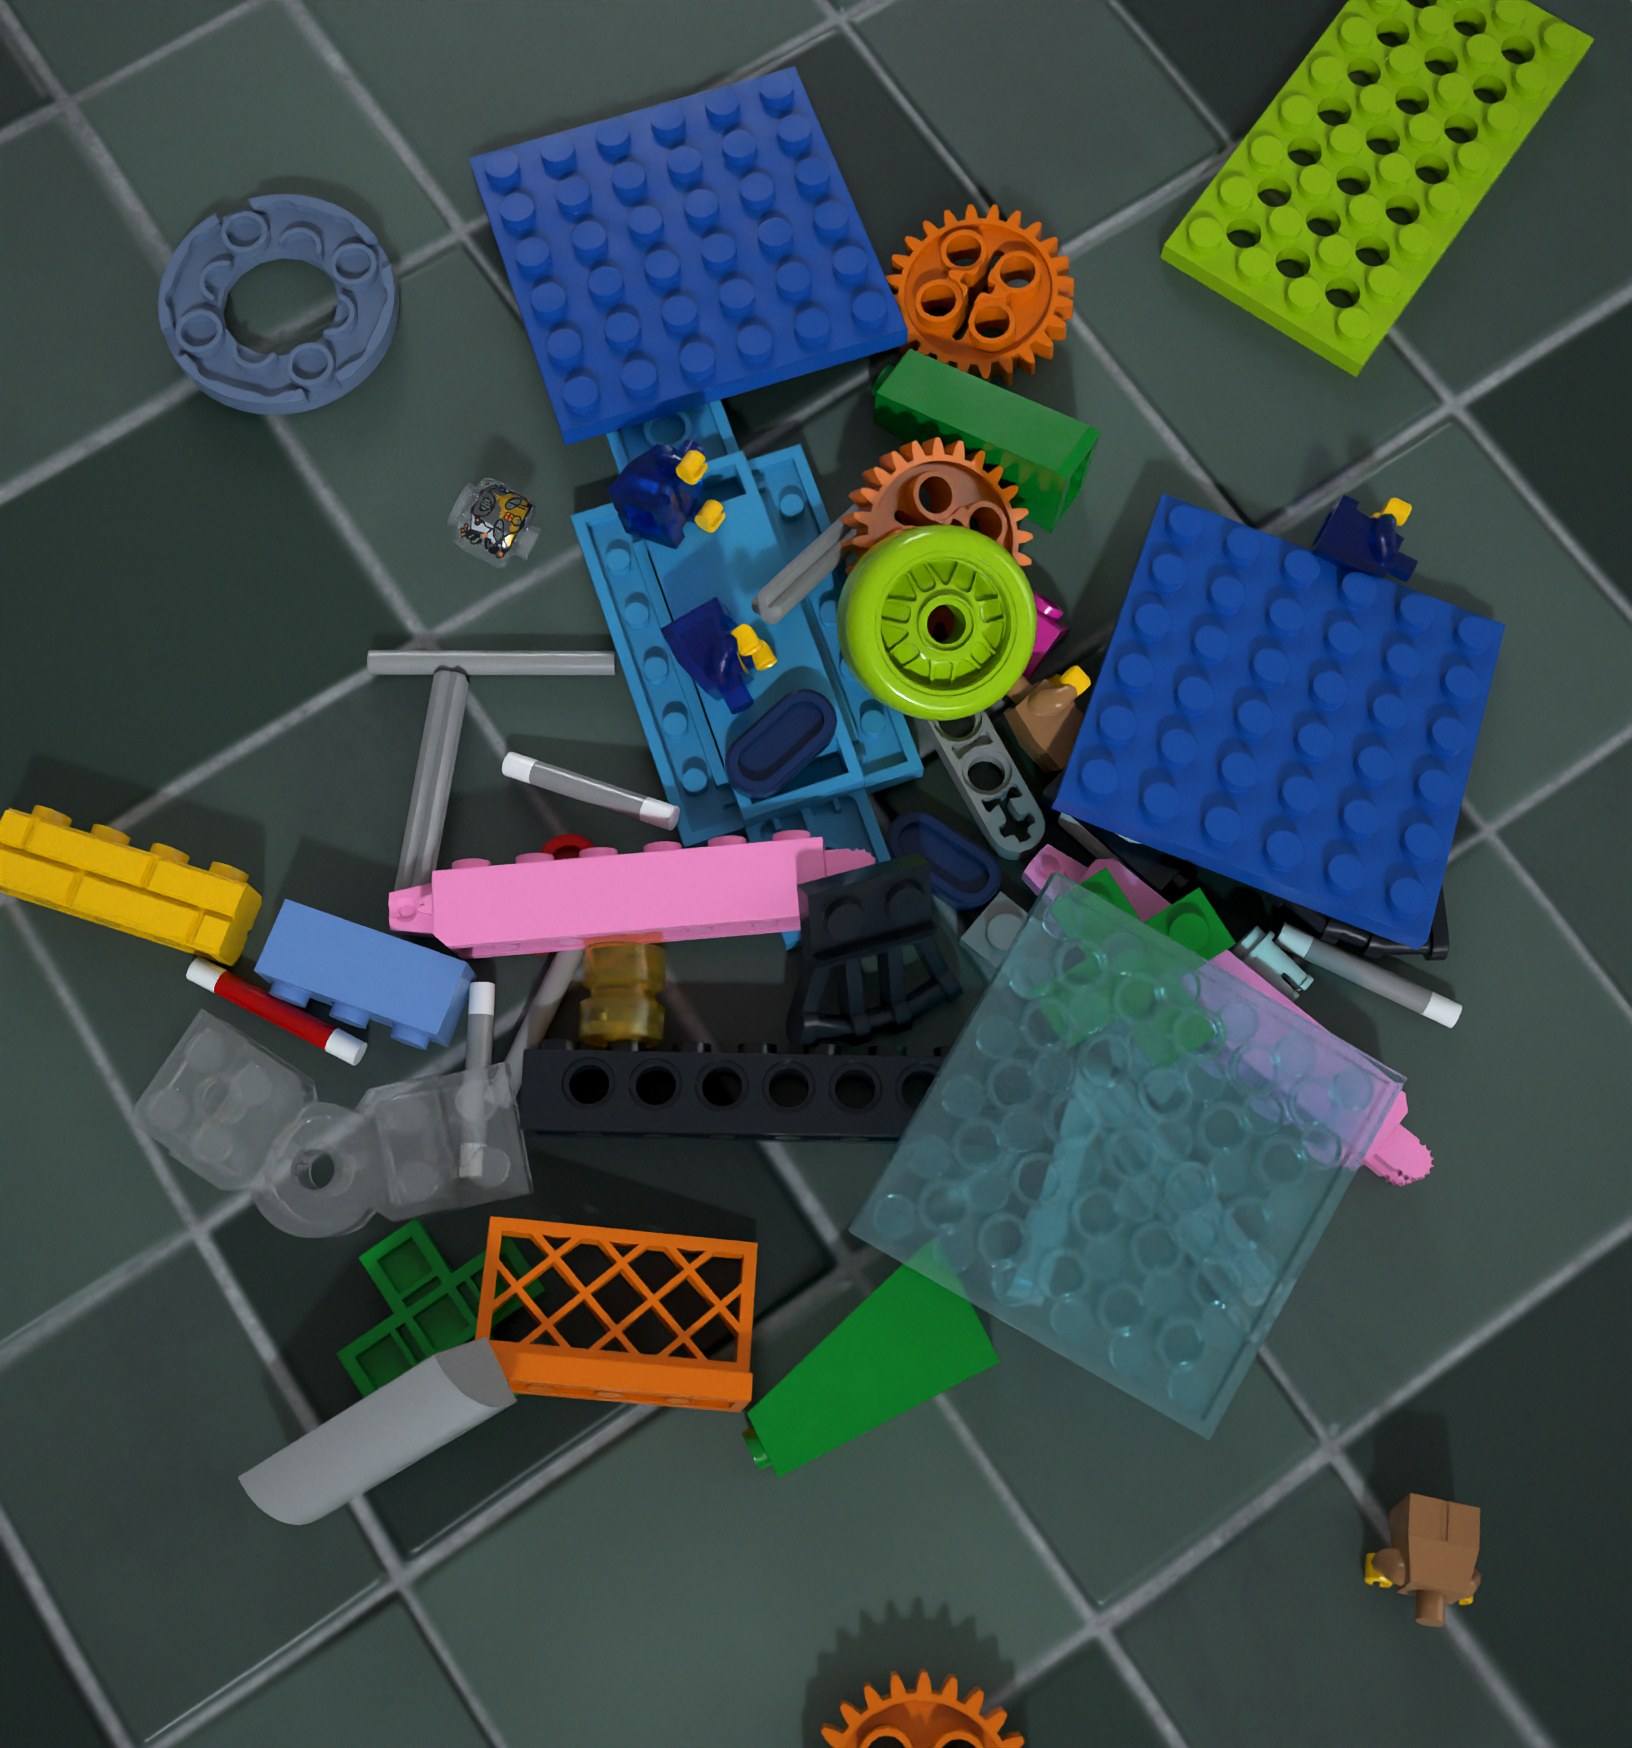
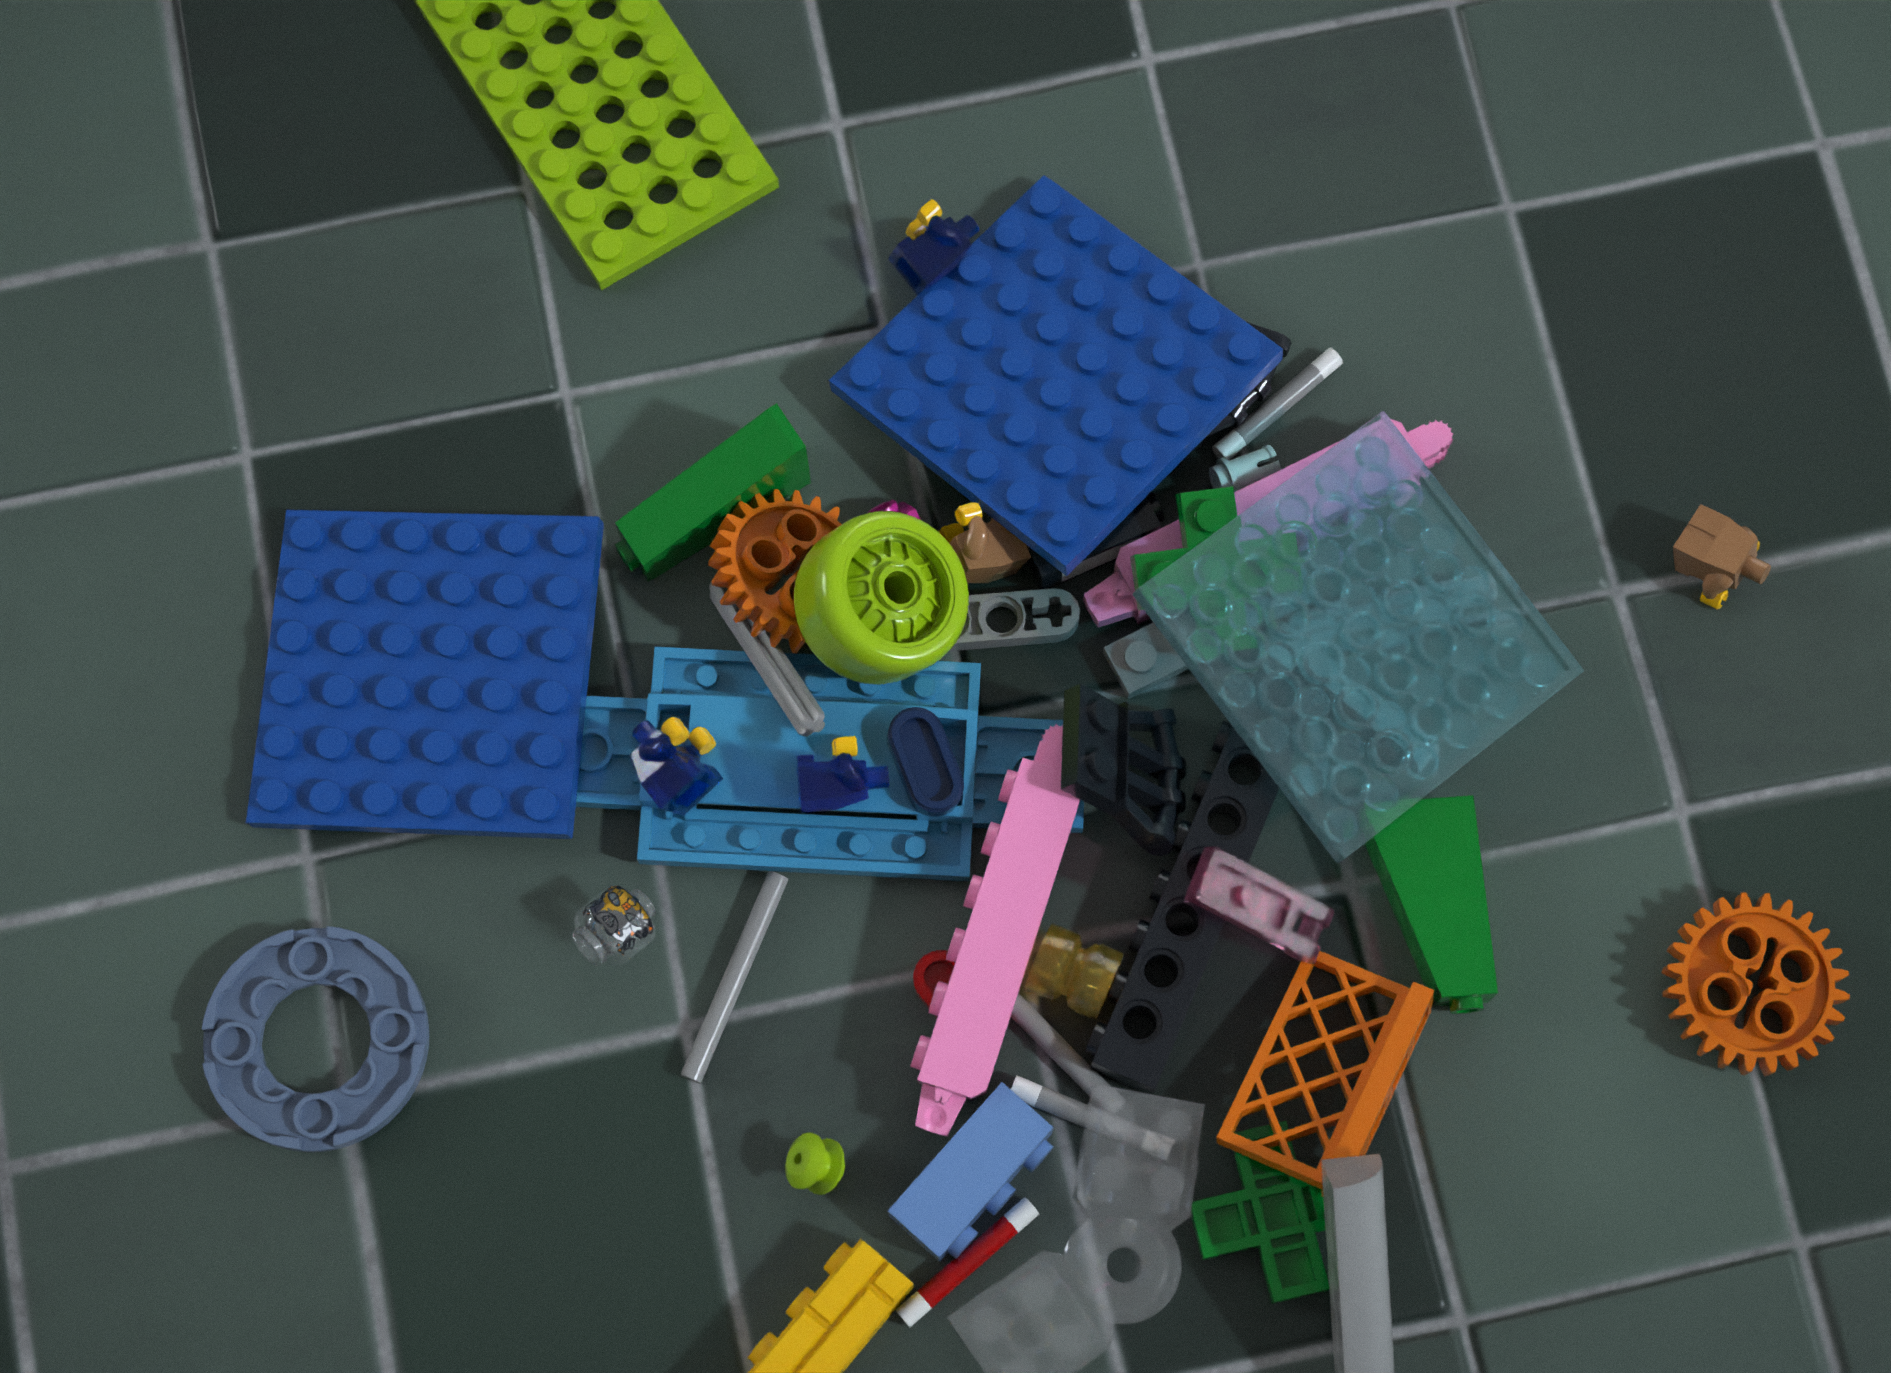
camera: 65 degrees left, 0 degrees up
(321, 818) = (814, 1163): none -> lime wheel
(432, 780) = (825, 1065): light grey axle -> none
(591, 791) = (887, 934): light grey bar -> none
(768, 1160) = (1259, 904): none -> clear pink plate
(960, 869) = (1041, 687): dark blue tile -> none
(1025, 314) = (618, 420): orange gear -> none

